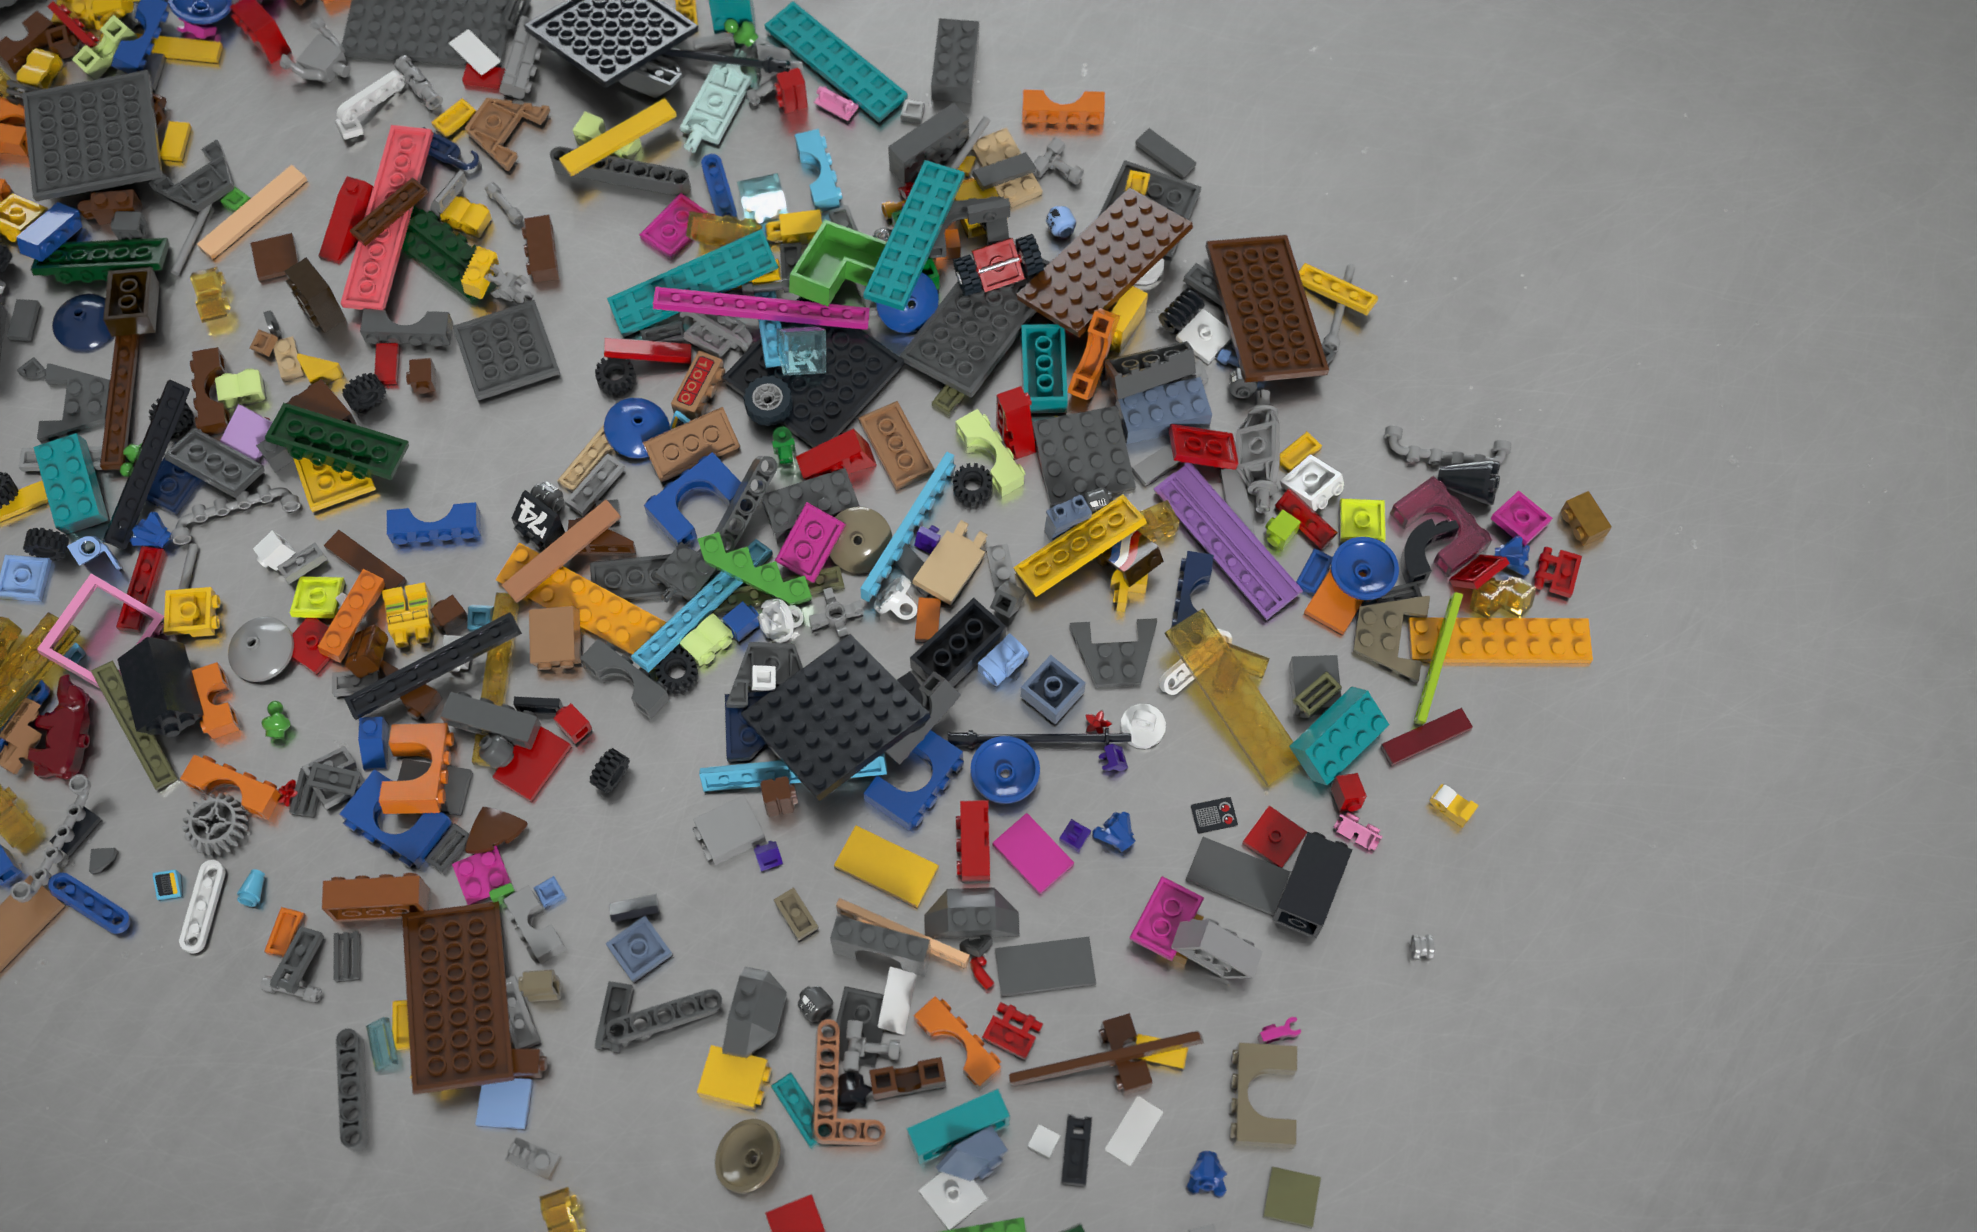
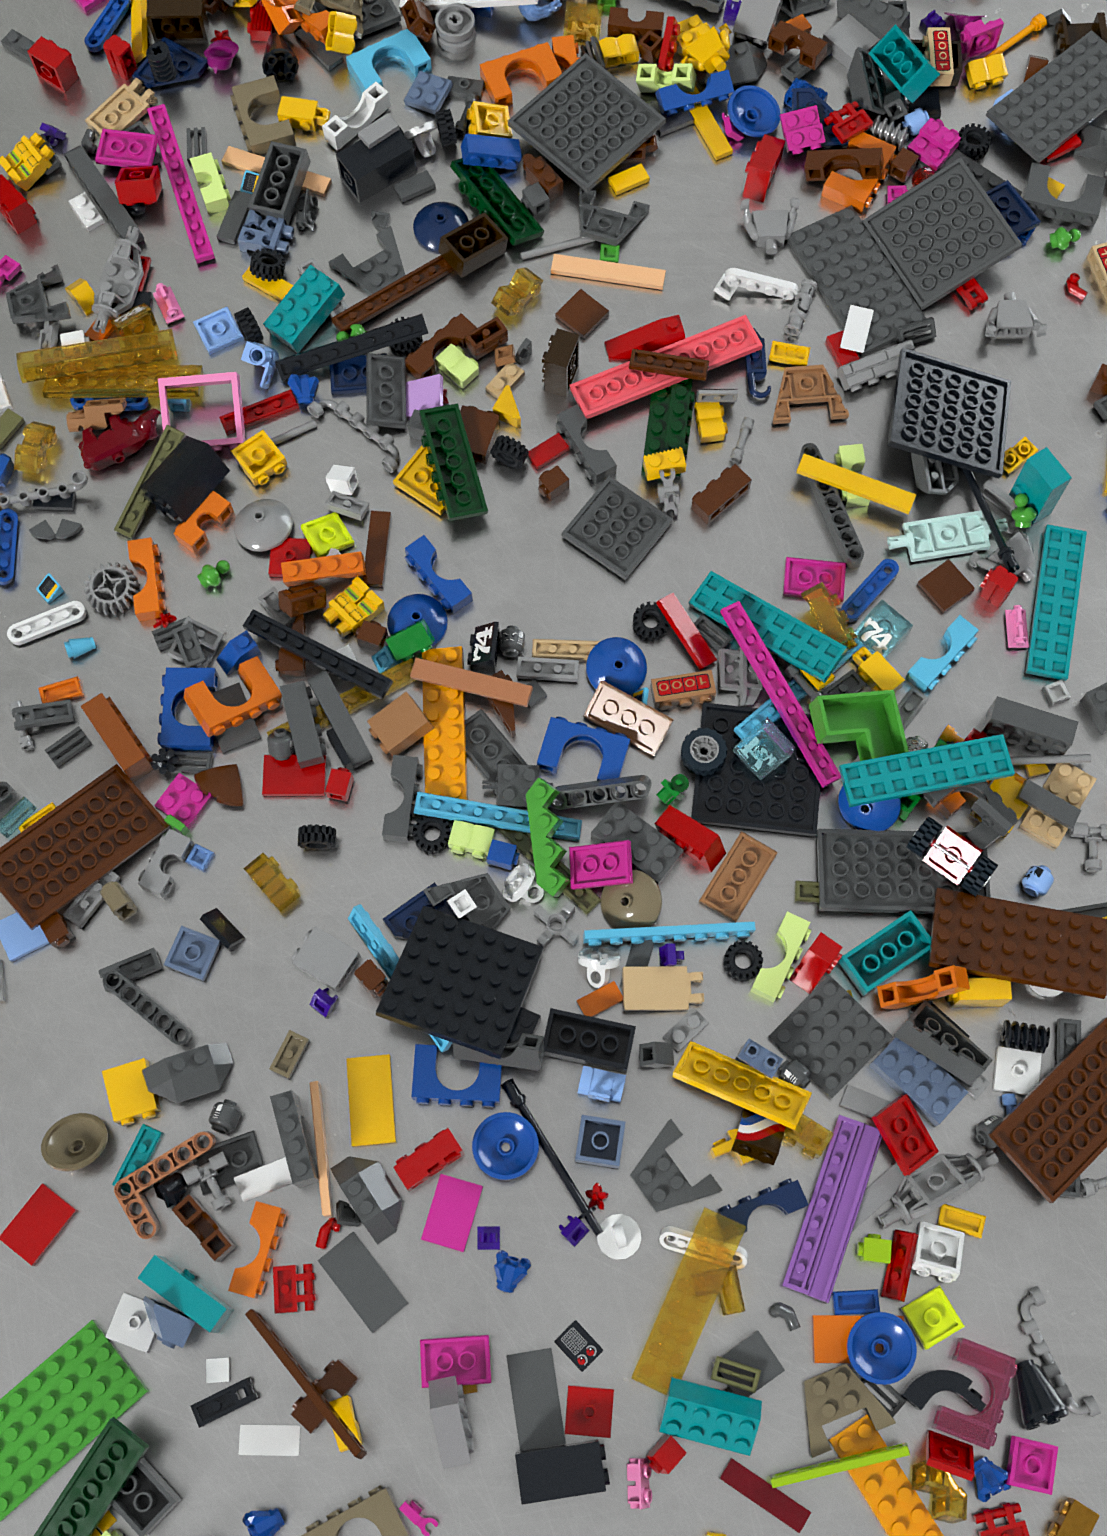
camera: 60 degrees right, 5 degrees up
(118, 833) = (67, 529): none -> dark grey tile
(234, 346) = (486, 338): none -> reddish brown brick
(432, 868) = (164, 761): none -> black plant
(472, 578) = (426, 607): none -> blue dish
(481, 580) = (410, 640): none -> green brick
(507, 684) = (339, 718): none -> dark grey beam
(621, 834) = (272, 881): none -> clear yellow brick
(759, 132) = (945, 586): none -> reddish brown tile
(1289, 630) = (786, 1312): none -> dark grey arm

